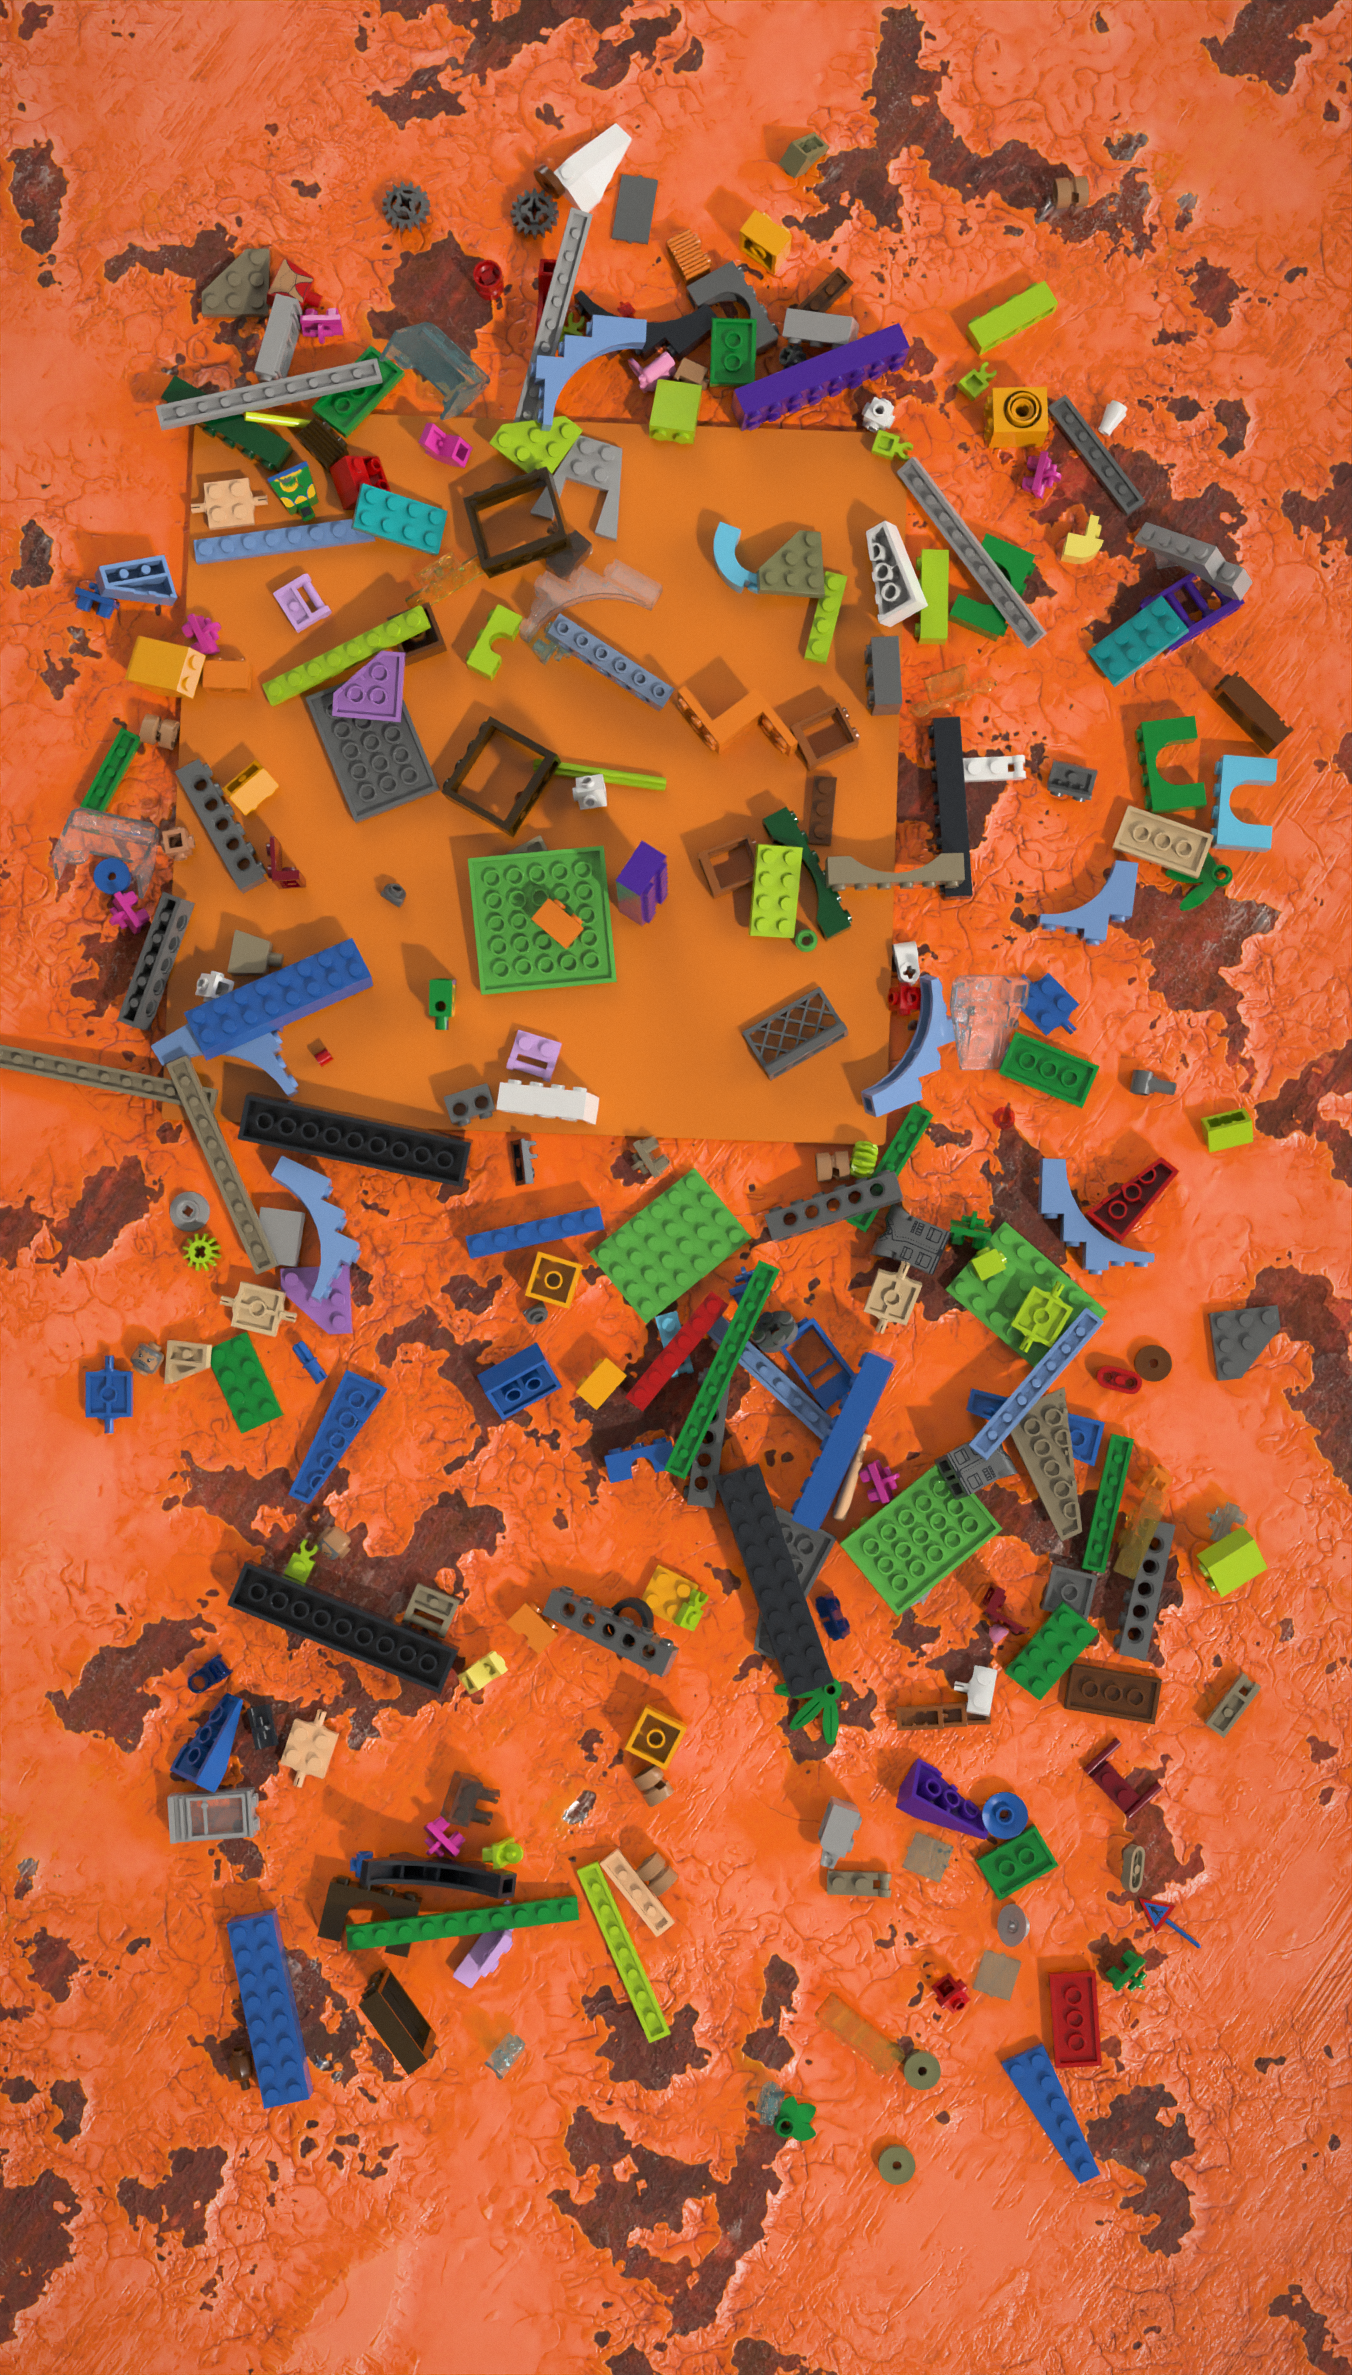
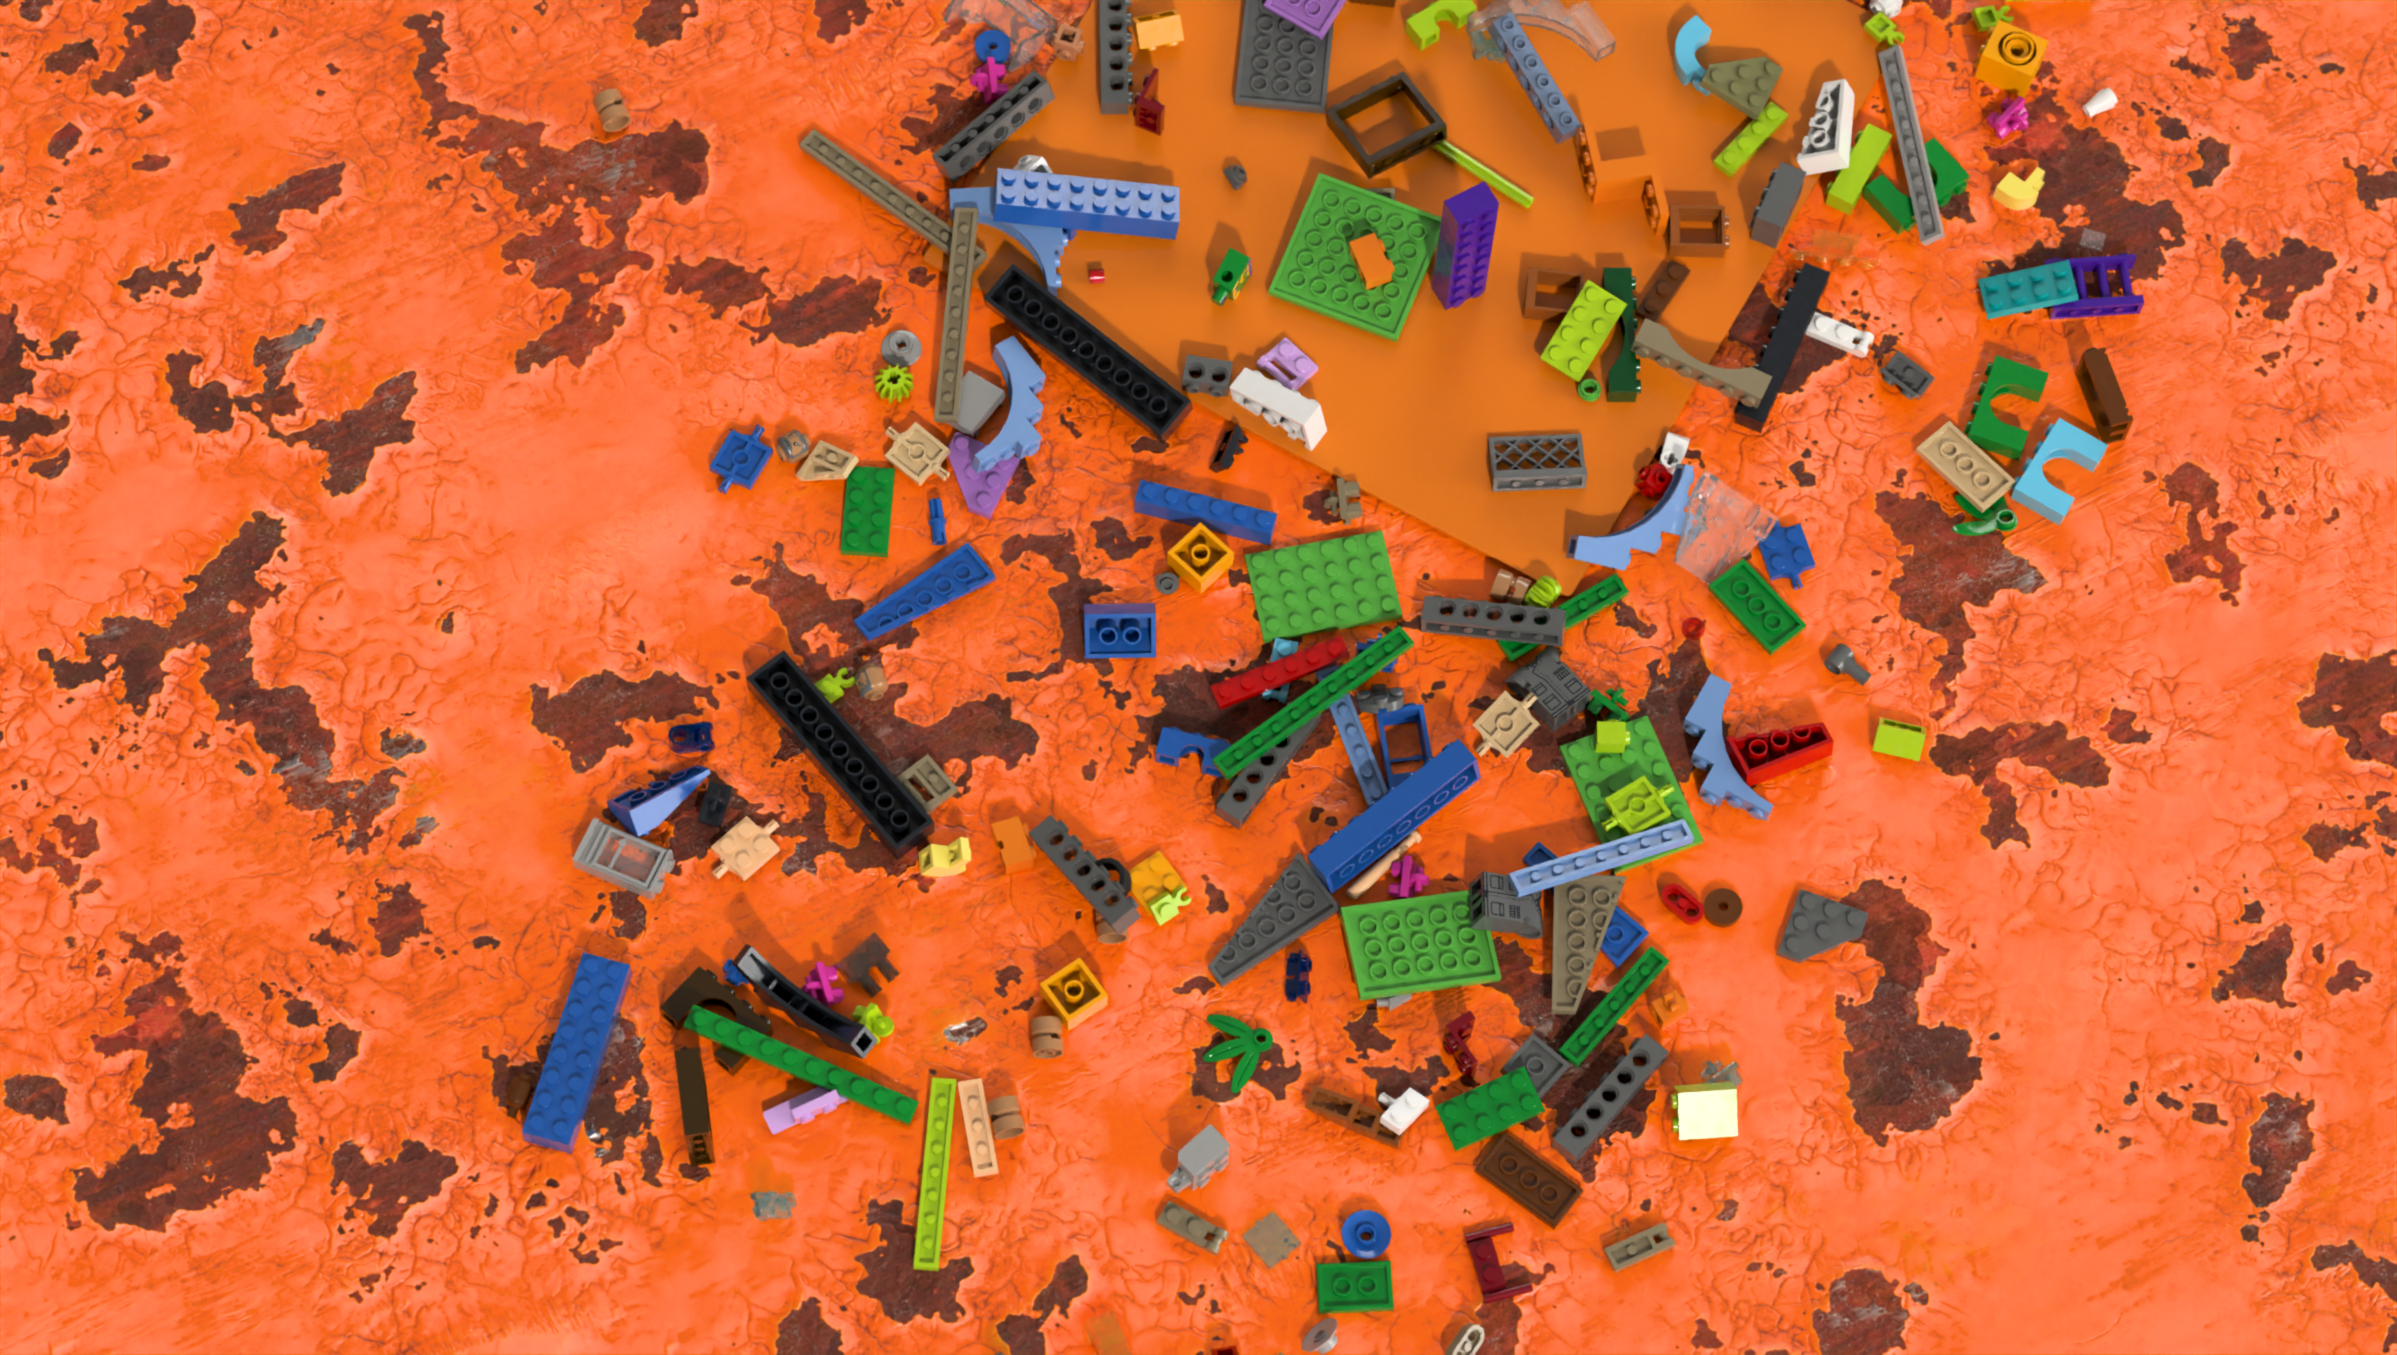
camera: 25 degrees right, 20 degrees down
(252, 956) = (1080, 159): dark tan torso -> none
(590, 792) = (1459, 174): white brick -> none
(600, 1382) = (1194, 666): light orange brick -> none
(773, 1579) = (1261, 906): black brick -> none
(933, 1800) = (1303, 1184): dark purple wedge -> none
(997, 1632) = (1447, 1071): bright pink hinge -> none
(1092, 919) = (1865, 497): medium blue arch -> none
(1095, 455) = (2069, 126): dark grey plate -> none
(1139, 1532) = (1632, 1040): clear yellow bracket -> none
(1196, 557) = (2119, 245): light grey arch -> none

